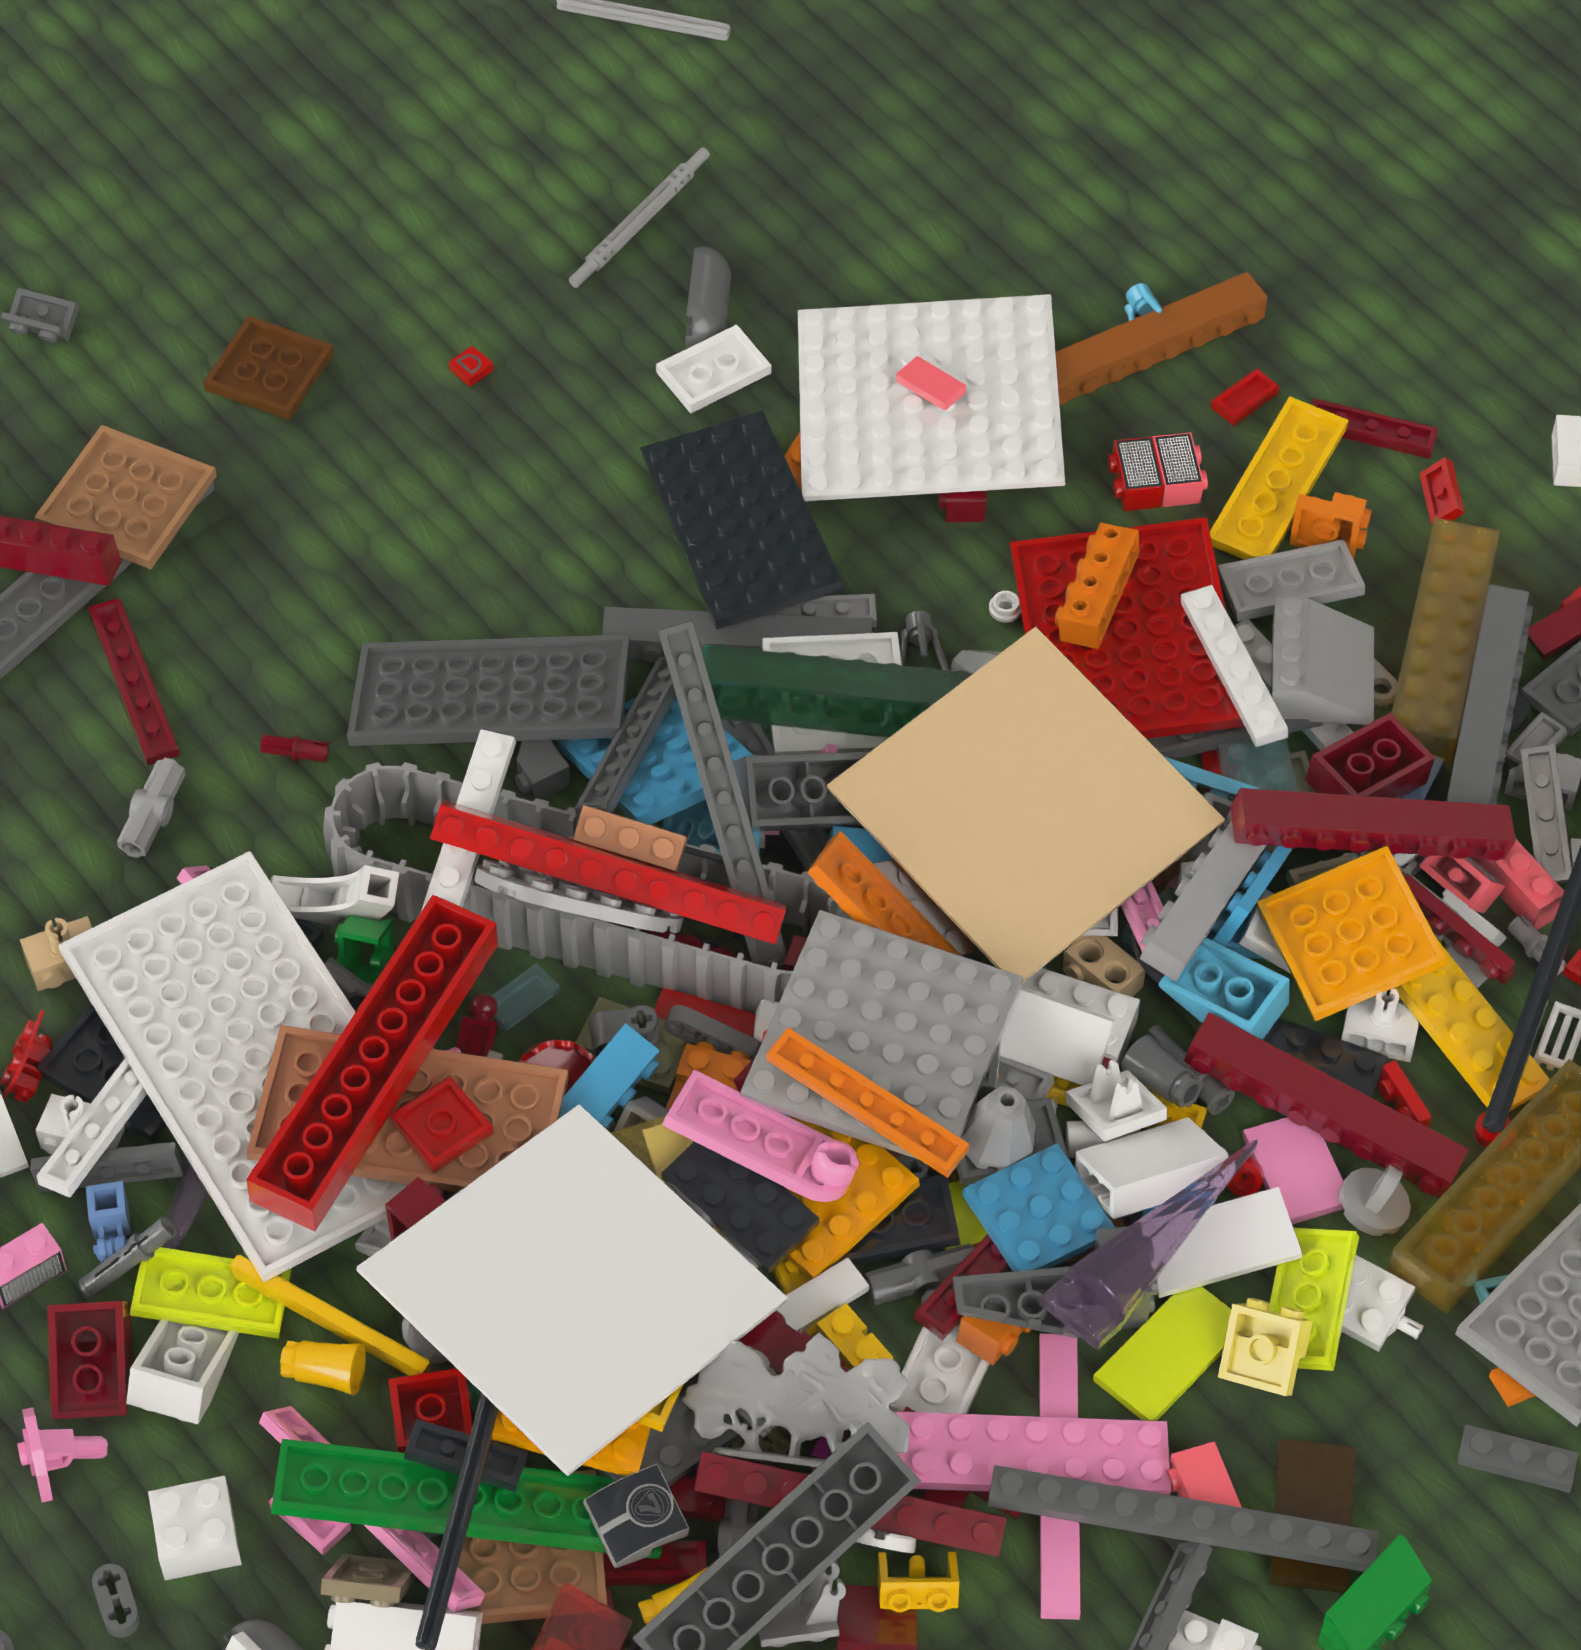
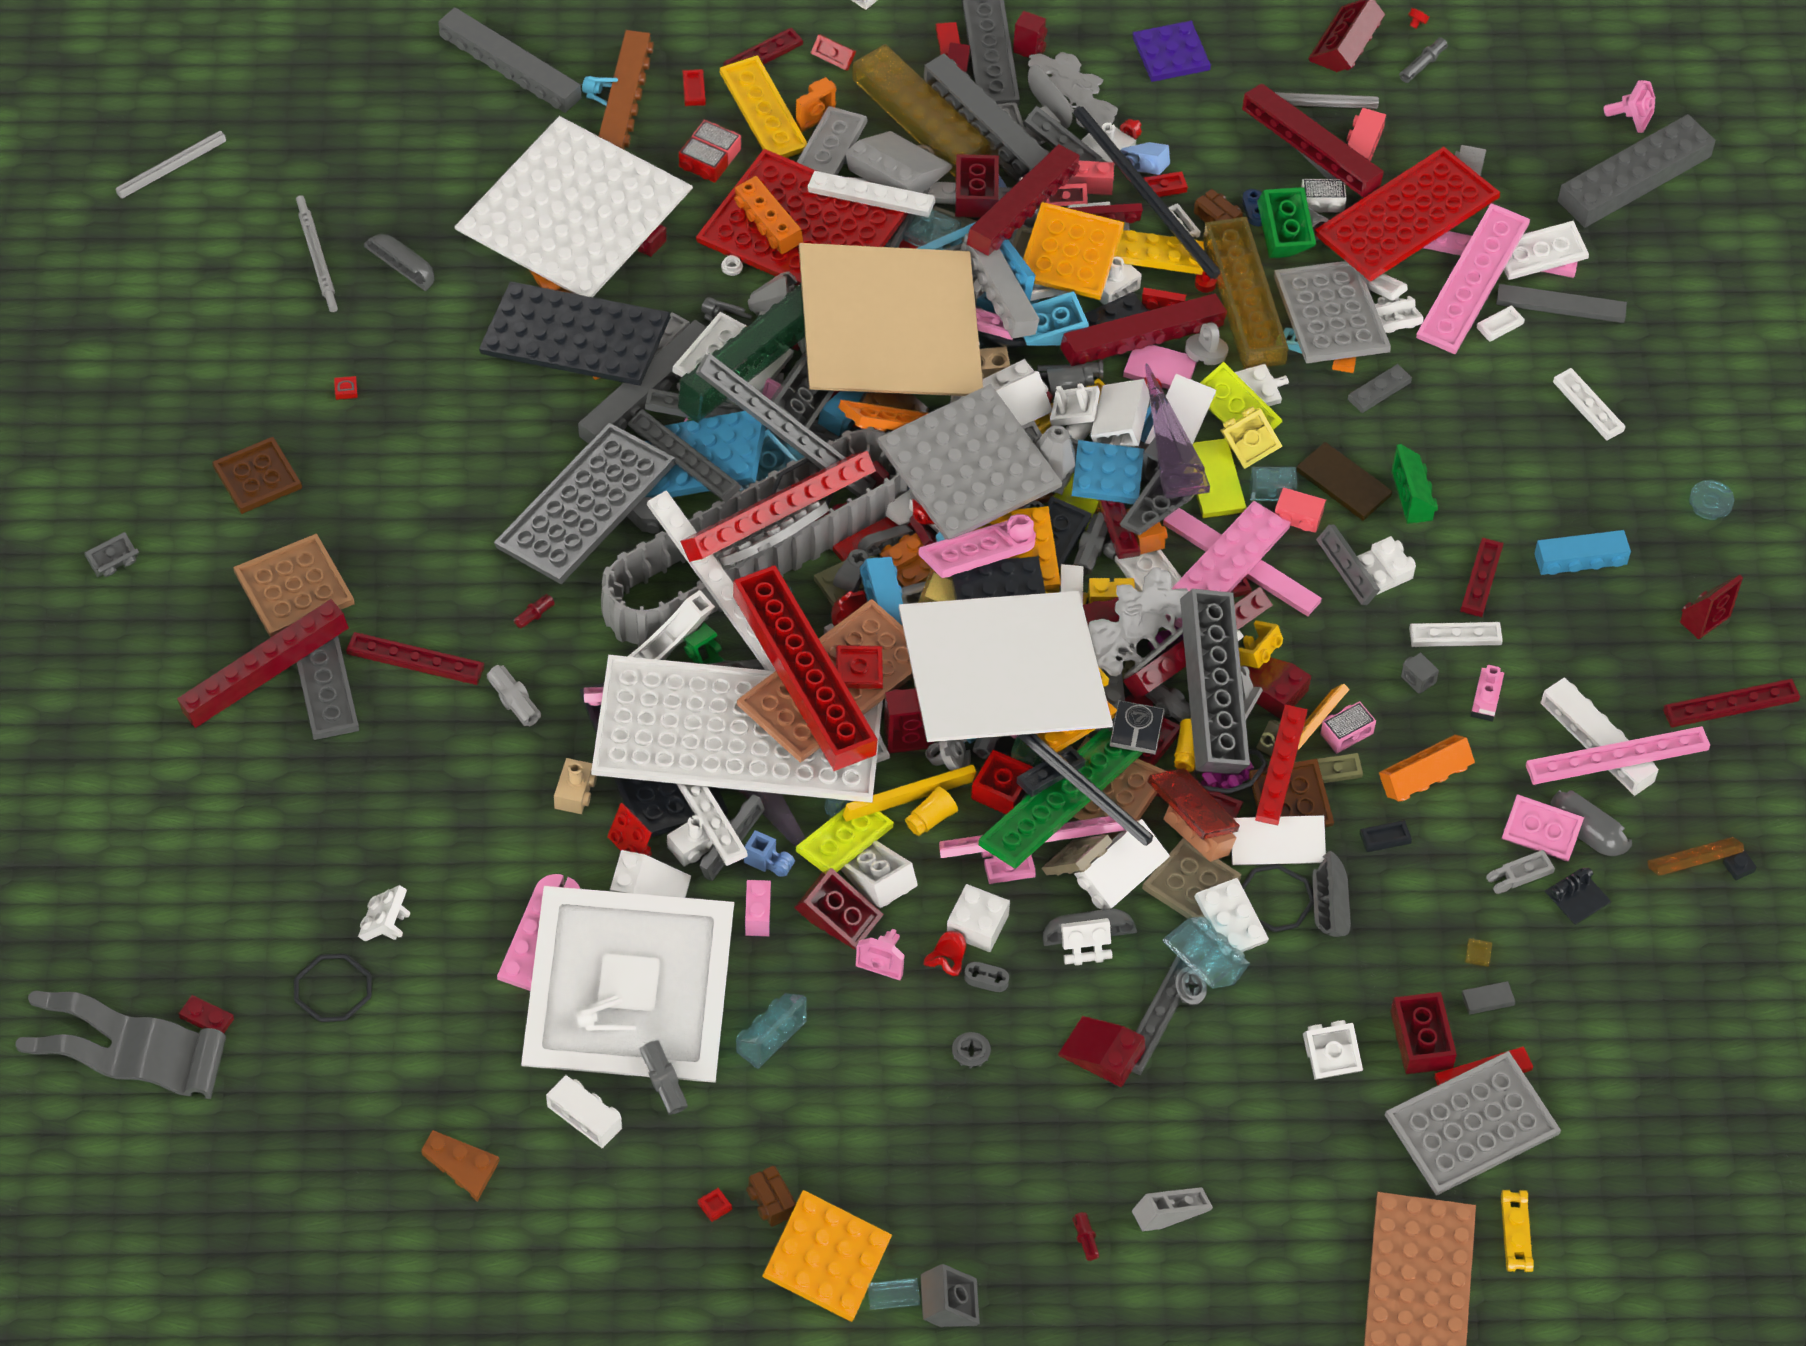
camera: 55 degrees left, 0 degrees up
(132, 1525) = (951, 945): none -> red piece
(140, 1248) = (794, 883): dark grey pin -> none
(630, 838) = (765, 484): nougat brick -> none
(713, 368) = (457, 286): white plate -> none
(867, 1102) = (1006, 487): orange plate -> none
(931, 383) = (573, 198): coral tile -> none
(1097, 203) = (510, 60): none -> dark grey brick
(1183, 1518) = (1313, 524): dark grey plate -> none
(1211, 1418) = (1268, 482): none -> clear light blue brick
(1530, 938) = (1123, 196): light grey axle -> none

